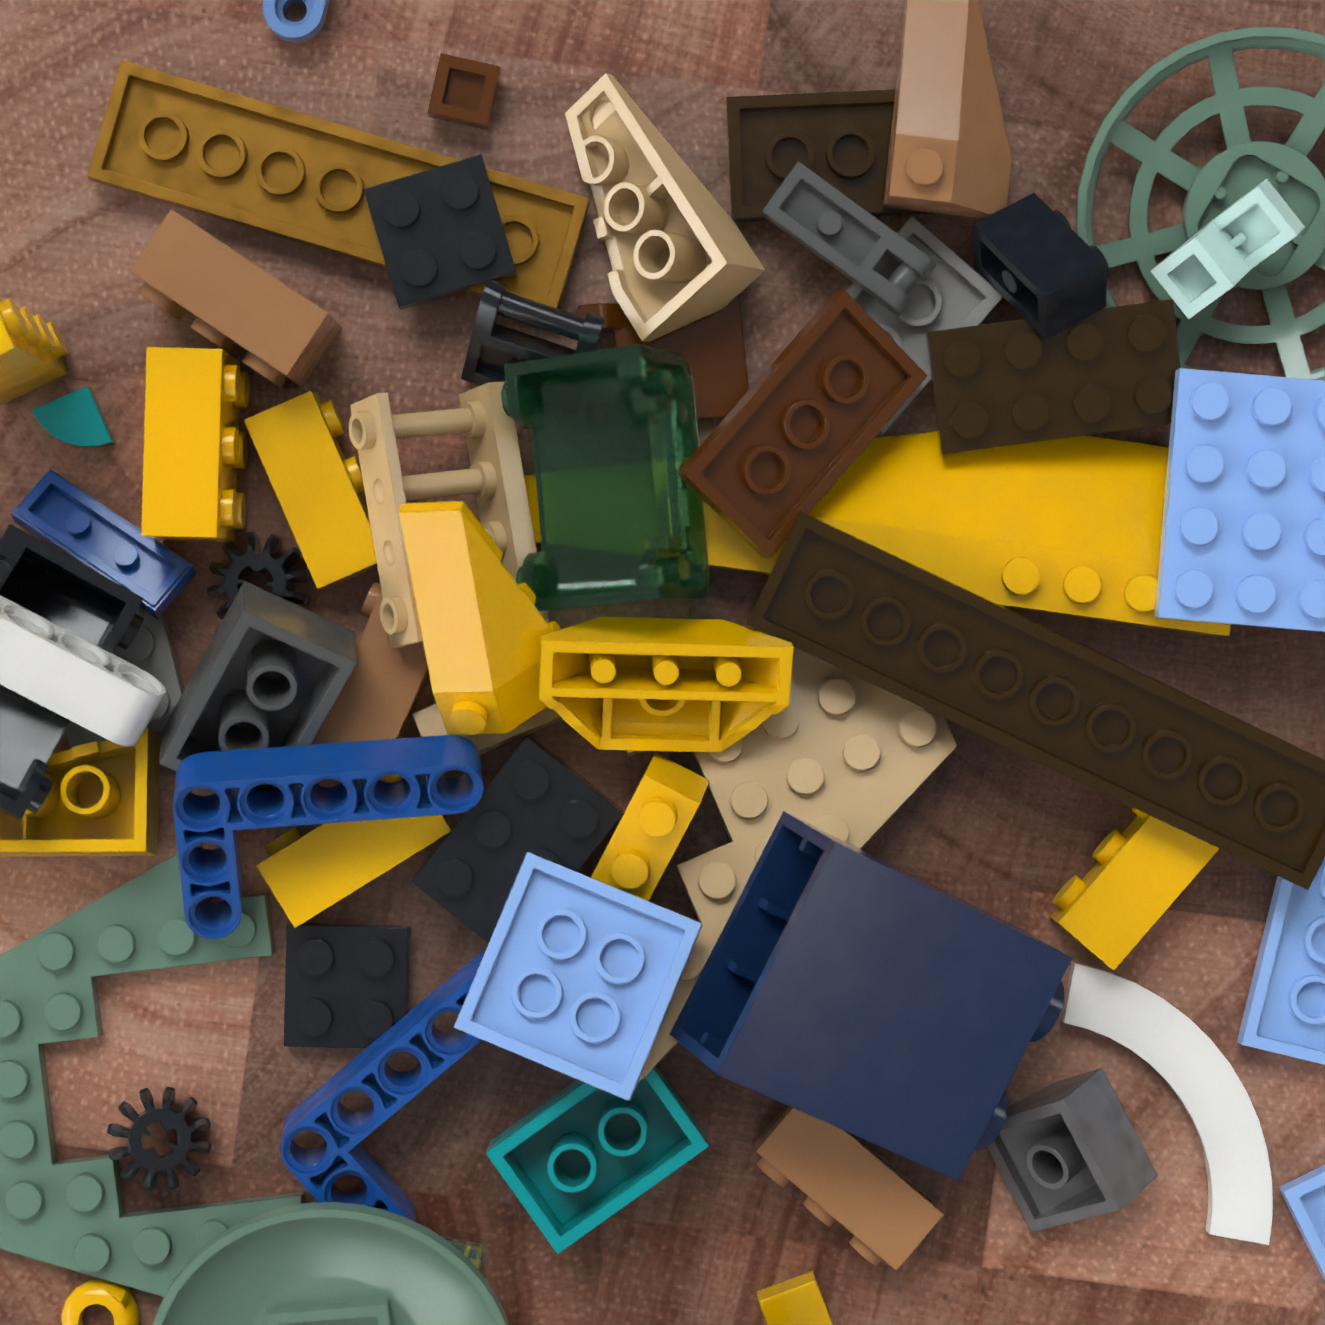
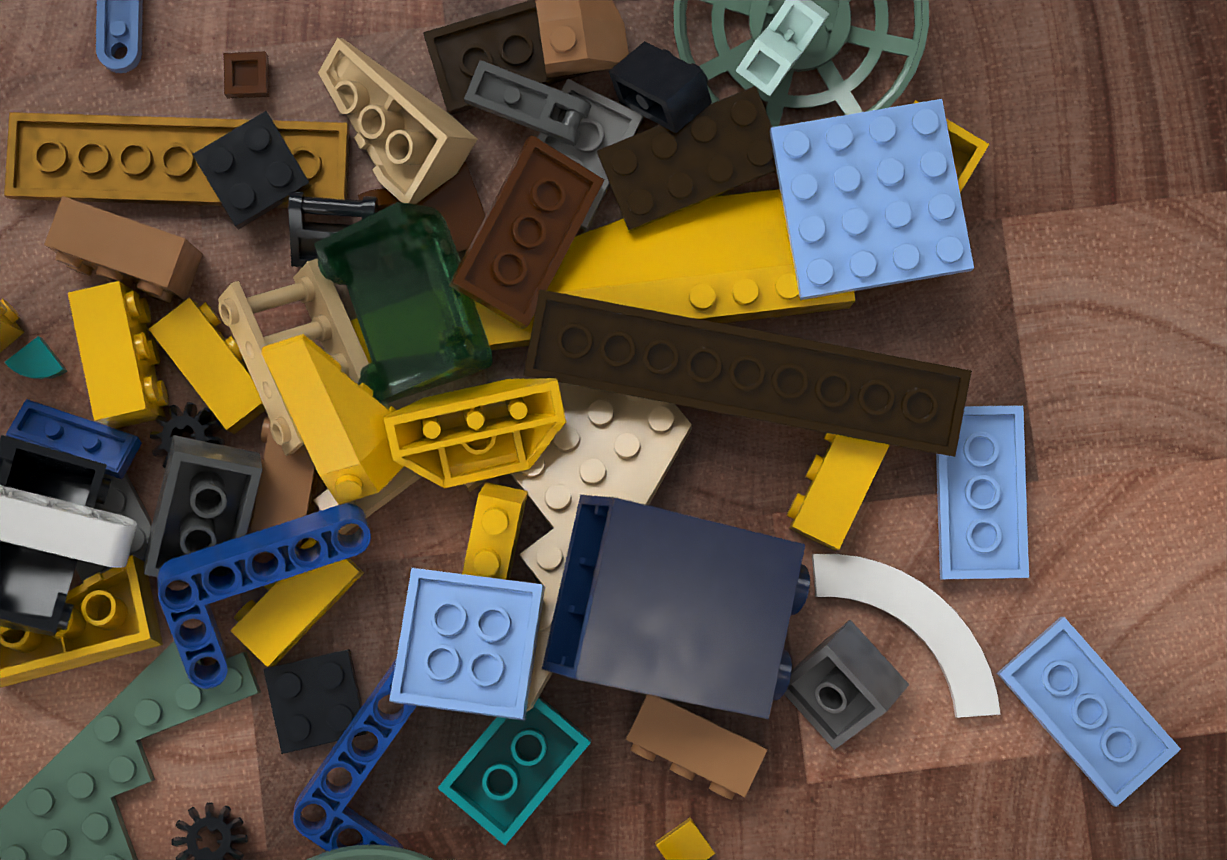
camera: 10 degrees left, 5 degrees down
(528, 807) = (404, 540): black brick -> none

